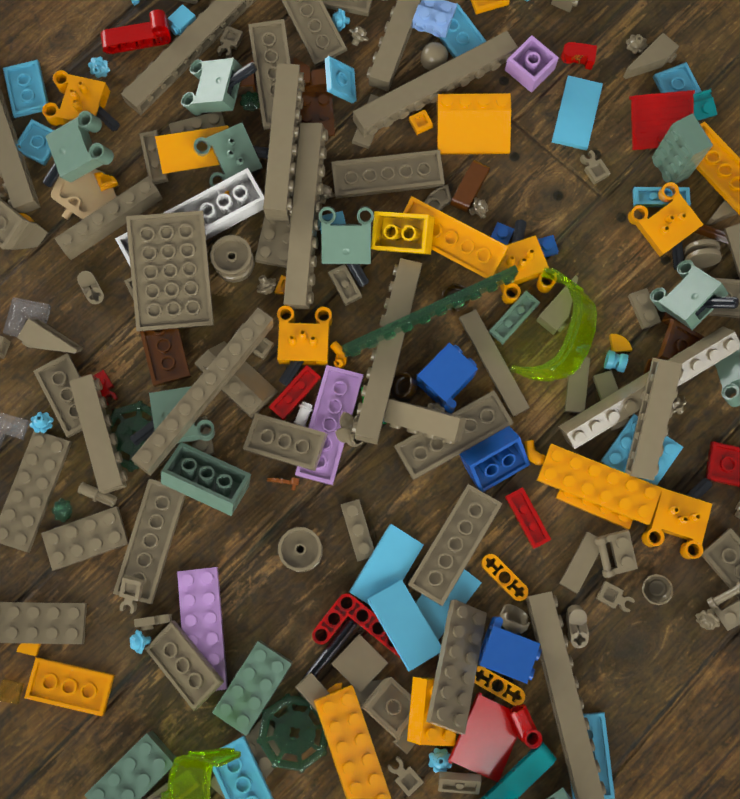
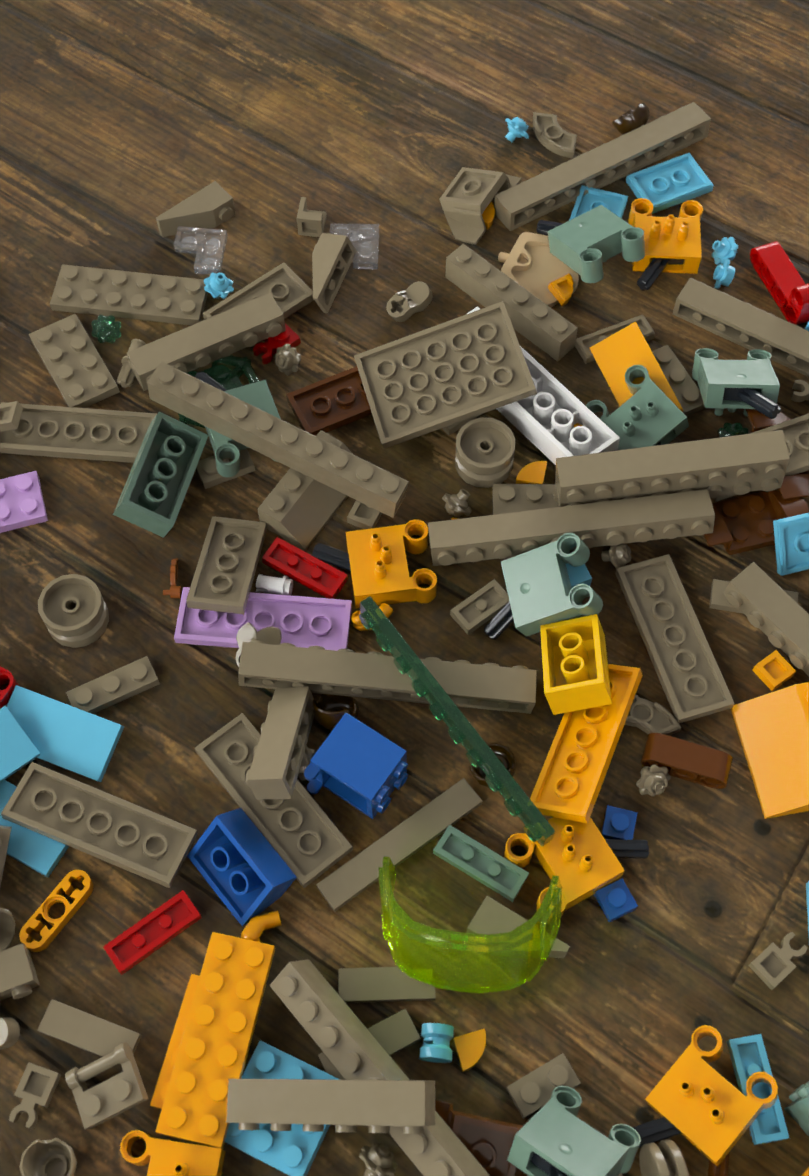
camera: 80 degrees right, 15 degrees down
(119, 73) = (724, 274): none -> medium azure plate
(121, 380) = (287, 359): none -> dark tan plant
(251, 233) = (532, 473): none -> light orange tile

